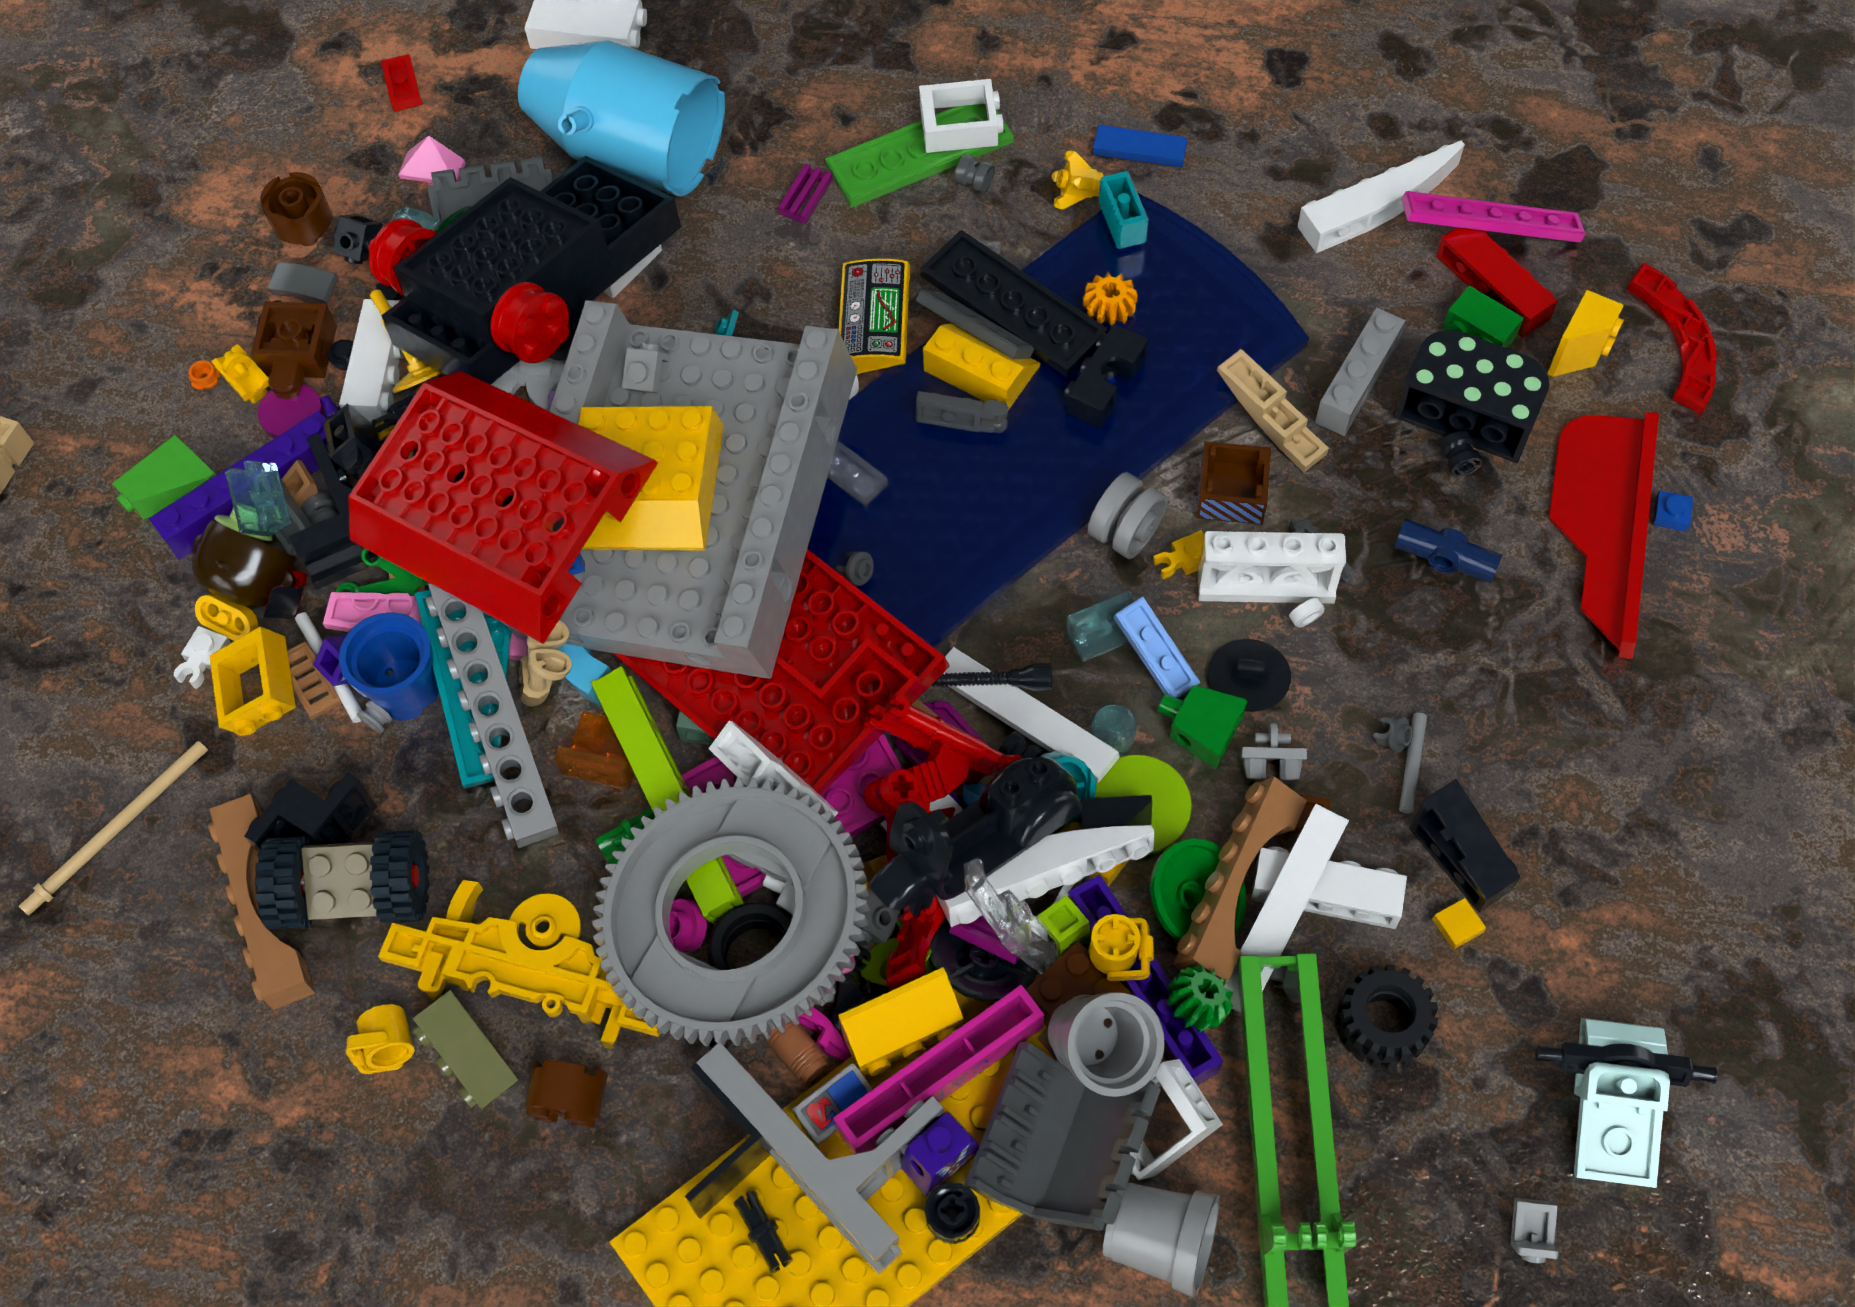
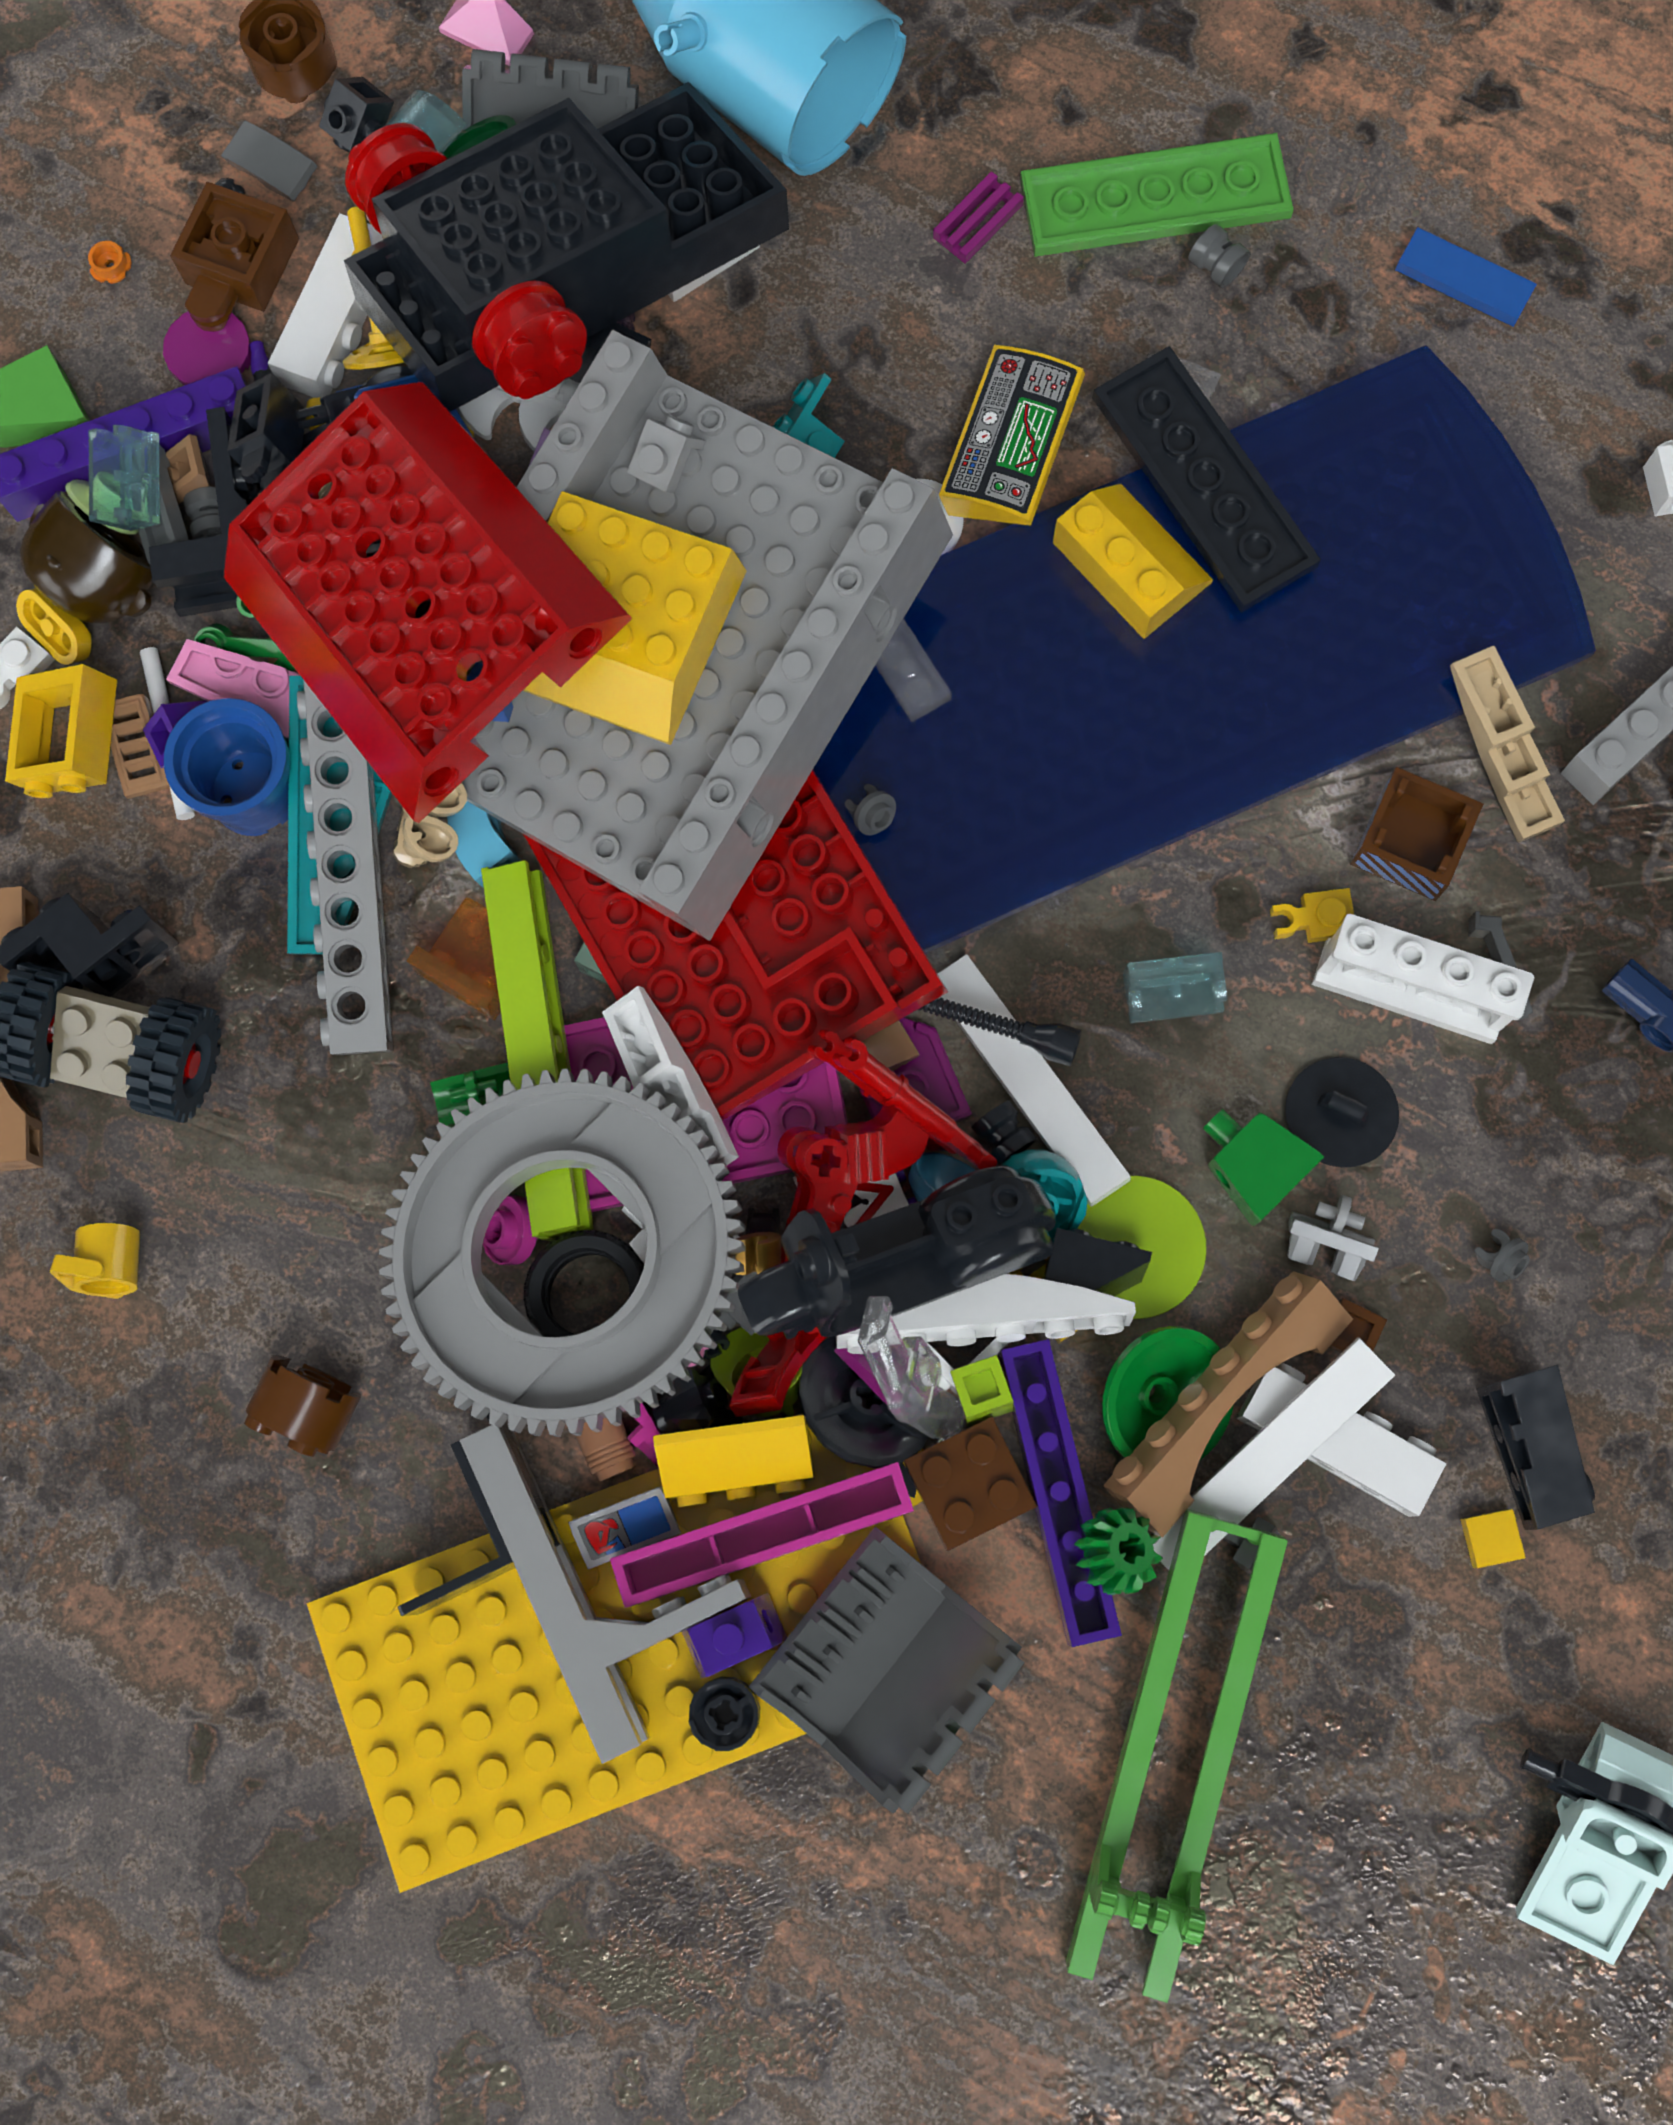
camera: 20 degrees right, 15 degrees up
(242, 374) = (156, 277): yellow hips -> none
(285, 601) = (133, 632): black piece -> none
(340, 354) = (291, 282): black plate -> none
(374, 717) = (203, 826): light grey bush -> none
(463, 1051) = (195, 1309): olive wedge -> none
(492, 951) = (266, 1197): yellow piece -> none
(763, 1231) = (489, 1659): black pin -> none
(960, 135) = (1224, 193): white window -> none
(961, 412) = (1081, 625): dark grey hinge -> none
(975, 324) = (1142, 498): dark grey tile -> none
(1075, 181) = (1356, 310): yellow rock -> none
(1110, 299) = (1334, 497): light orange gear -> none
(1115, 727) = (1132, 1154): clear light blue head -> none
(1116, 354) = (1323, 600): black arch -> none
(1116, 946) = (1038, 1448): yellow piece -> none
(1123, 210) = (1403, 382): teal brick -> none
(1127, 515) = (1255, 843): light grey wheel -> none
(1128, 1046) = (993, 1607): light grey piece -> none
(1156, 648) = (1229, 1042): light blue tile -> none
(1164, 1234) = (974, 1829): light grey piece -> none
(1193, 1109) = (1058, 1681): white window -> none
(1307, 612) = (1449, 1051): white tile -> none
(1402, 992) = (1395, 1637): black tyre -> none
(1413, 764) = (1513, 1303): light grey bar -> none
(1534, 1229) = (1438, 1967): light grey bracket -> none

